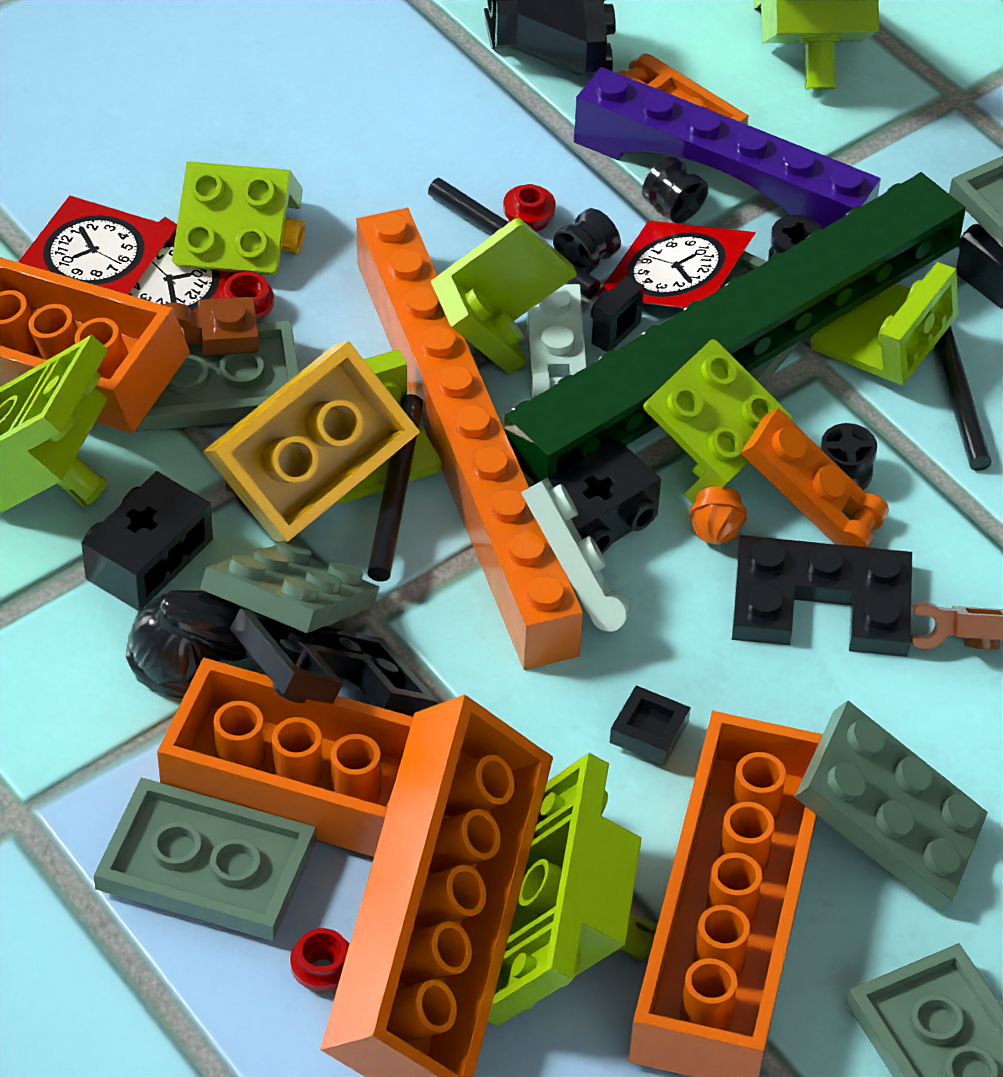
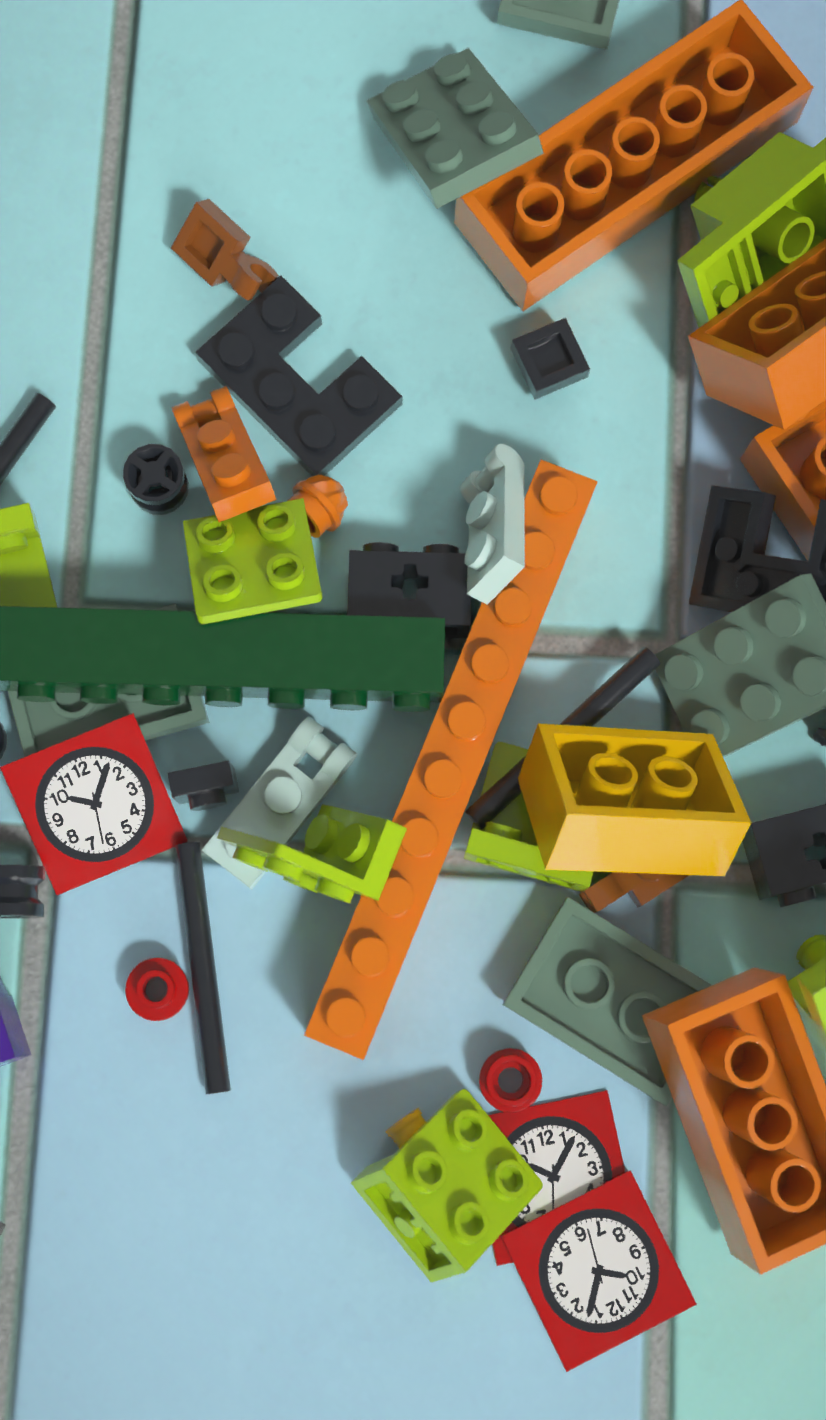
camera: 140 degrees left, 30 degrees up
(220, 325) = (581, 1036): dark orange plate -> none
(588, 240) = (151, 892): black wheel -> none

